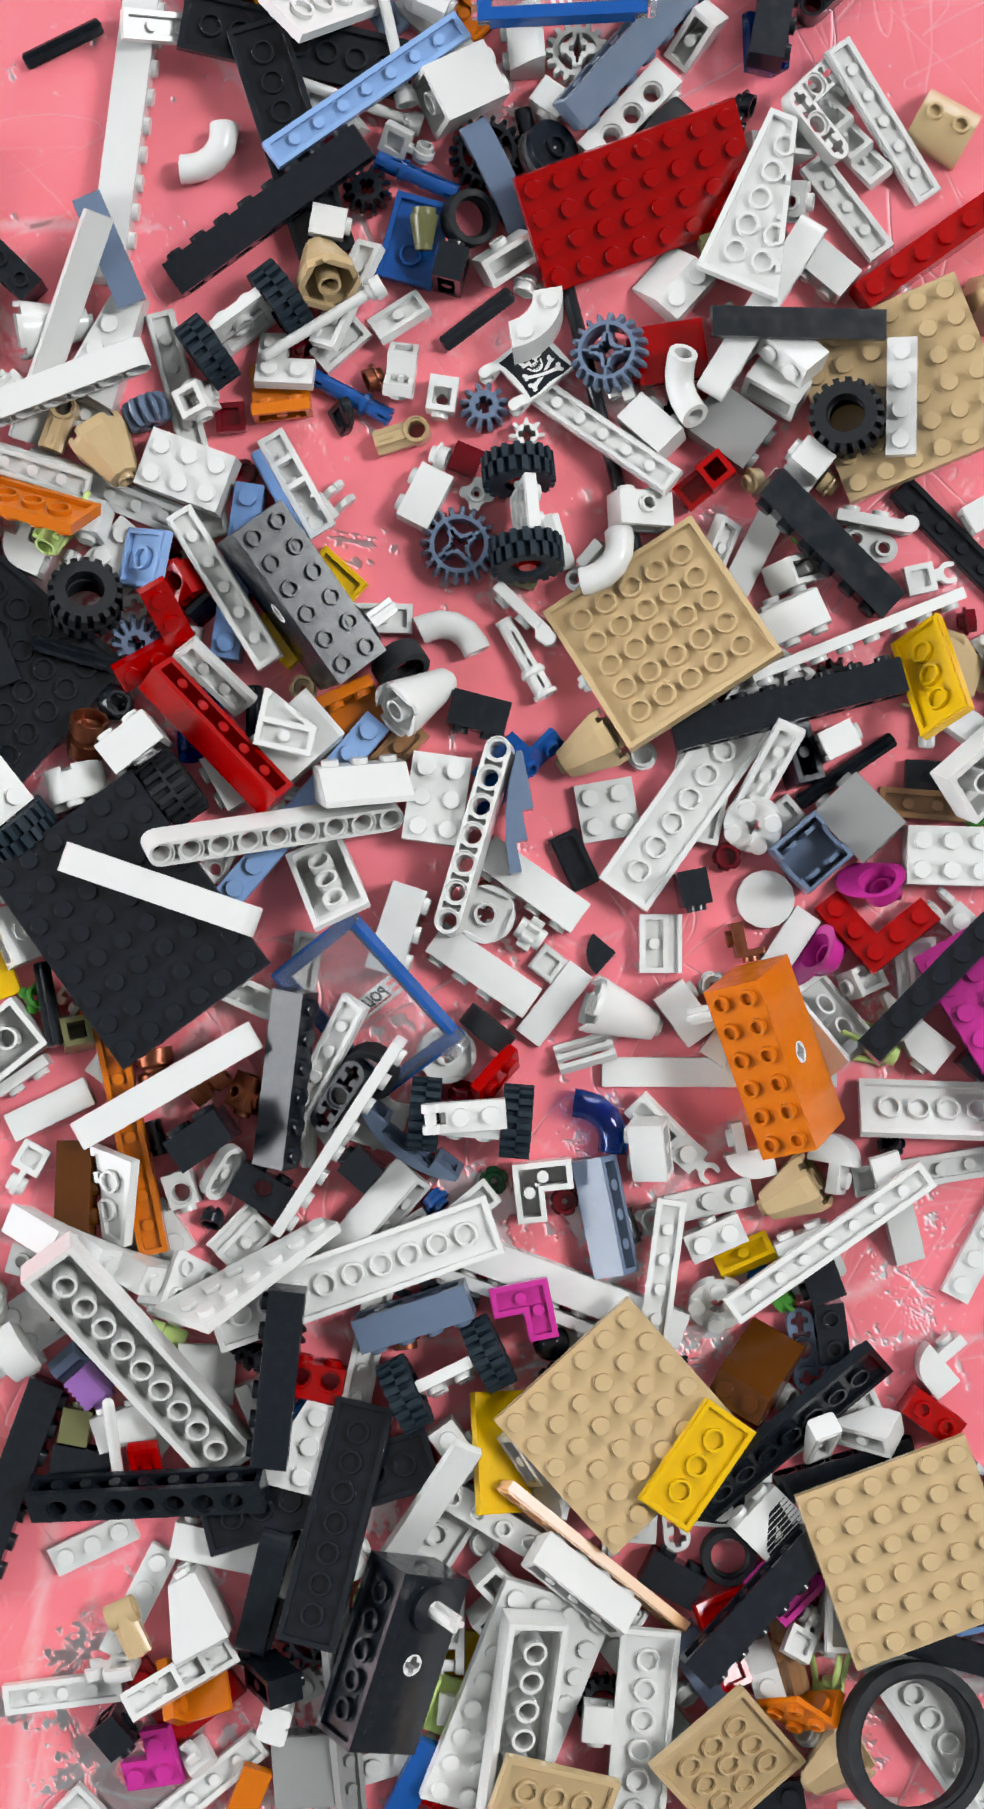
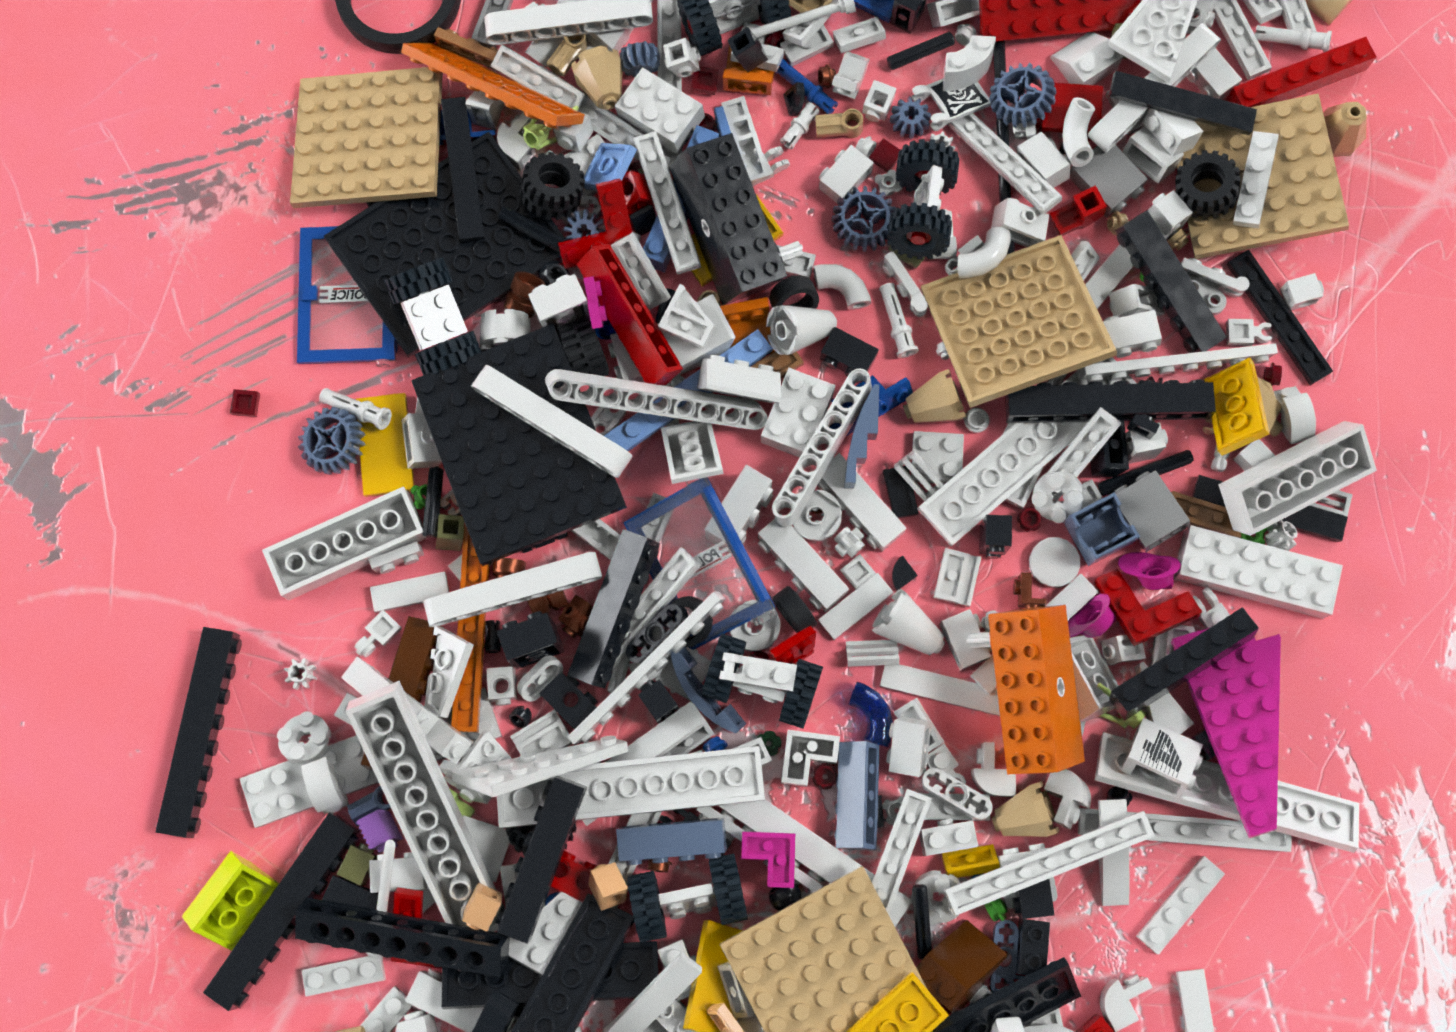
camera: 20 degrees right, 10 degrees down
(177, 744) = (596, 312): none -> dark pink plate
(226, 1443) = (482, 907): none -> light nougat brick
(272, 377) = (747, 49): none -> black brick
(356, 448) = (799, 126): none -> white pin
(356, 1384) = (607, 886): none -> light nougat brick
(579, 844) = (908, 478): none -> white tile
(705, 1333) = (921, 920): none -> black axle
(732, 1202) = (977, 797): none -> white beam
(831, 728) = (1143, 425): none -> black plate
(927, 200) = (1304, 39): none -> white pin
(929, 1091) = (1164, 754): none -> white panel

